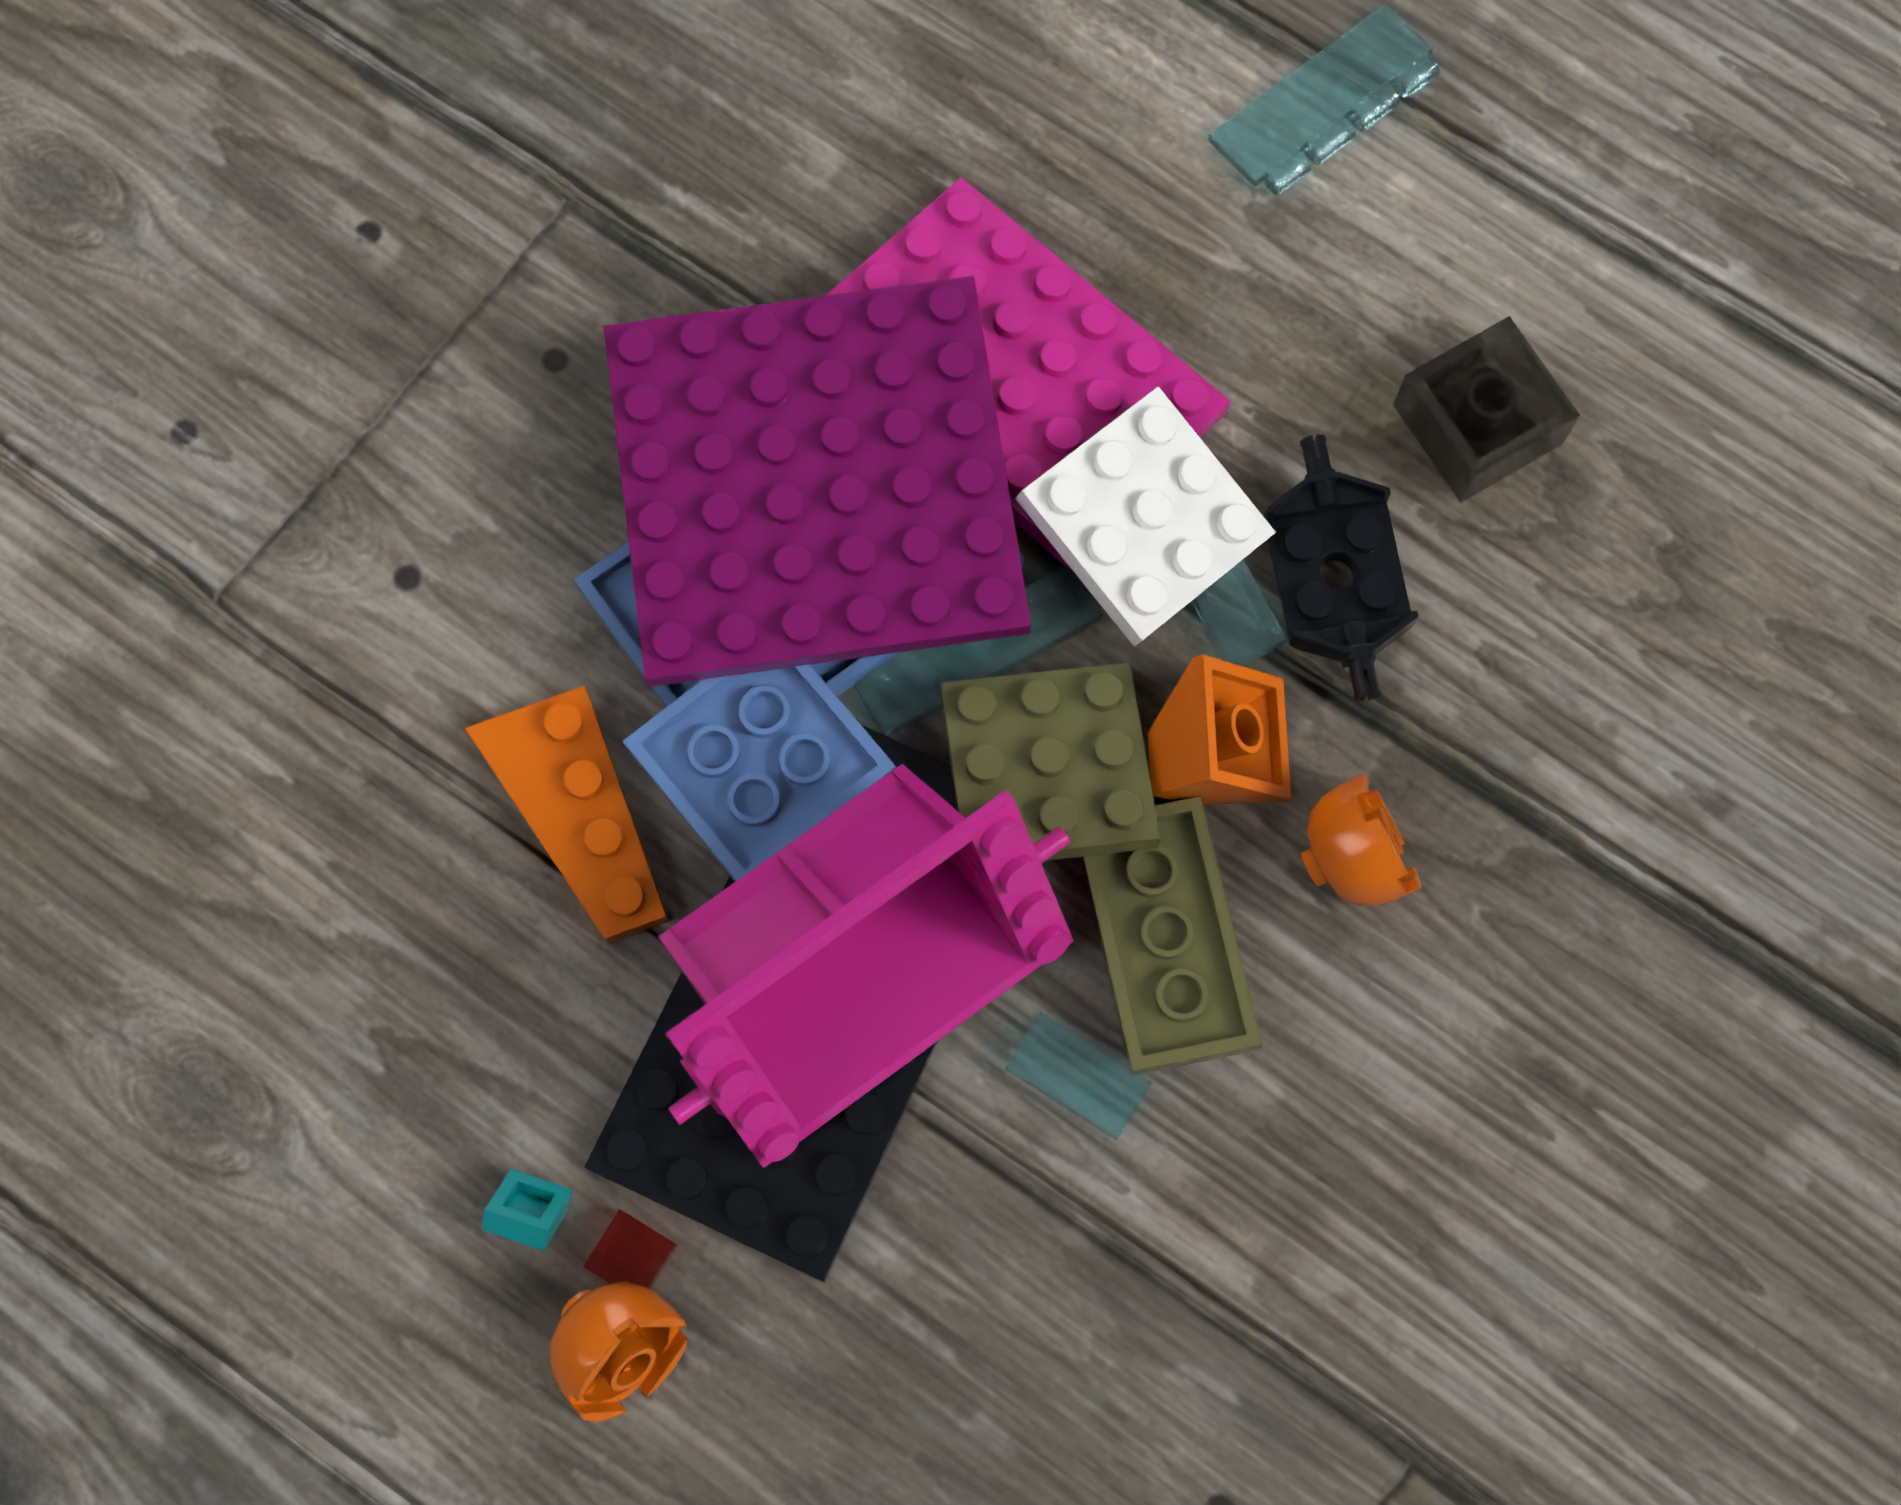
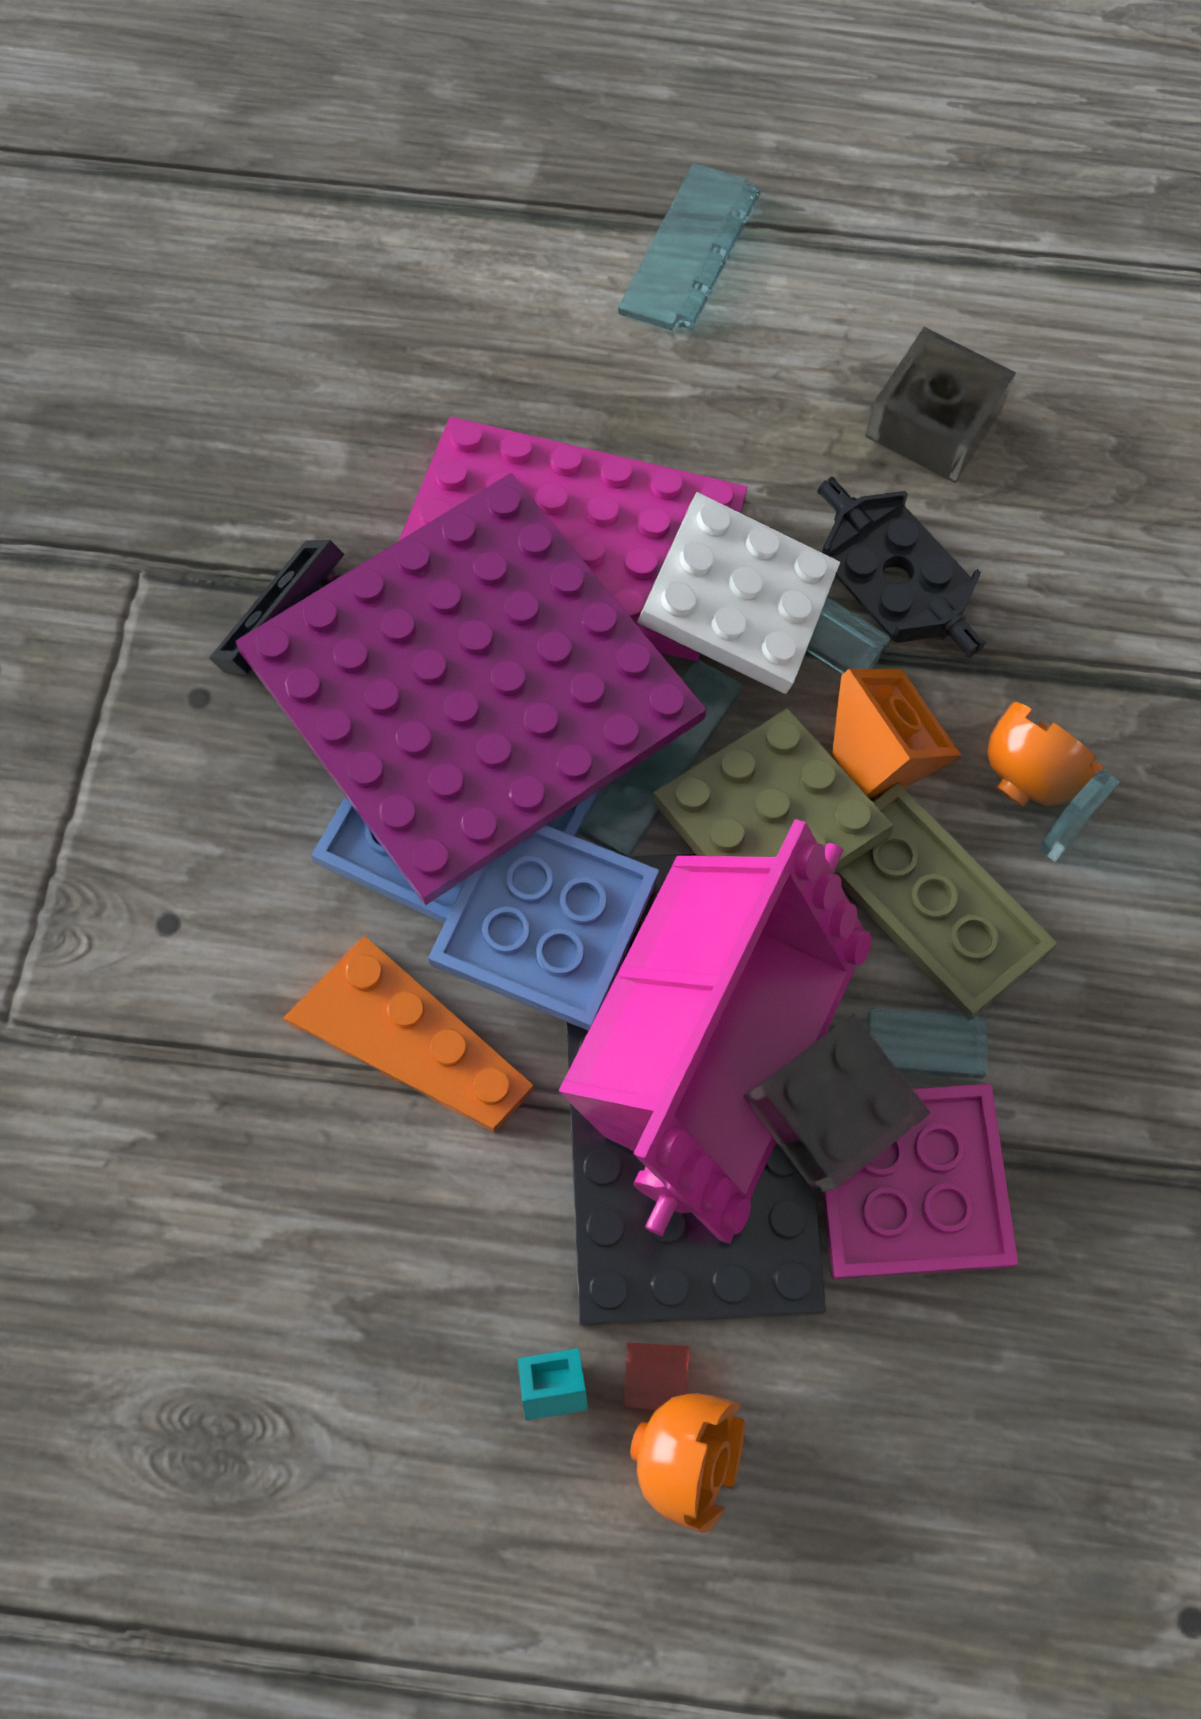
camera: 30 degrees left, 5 degrees down
(721, 281) = (301, 576): none -> black plate
(933, 1088) = (836, 1105): none -> clear smoke brick
(981, 1203) = (928, 1198): none -> dark pink plate
(1361, 924) = (1078, 814): none -> clear light blue tile

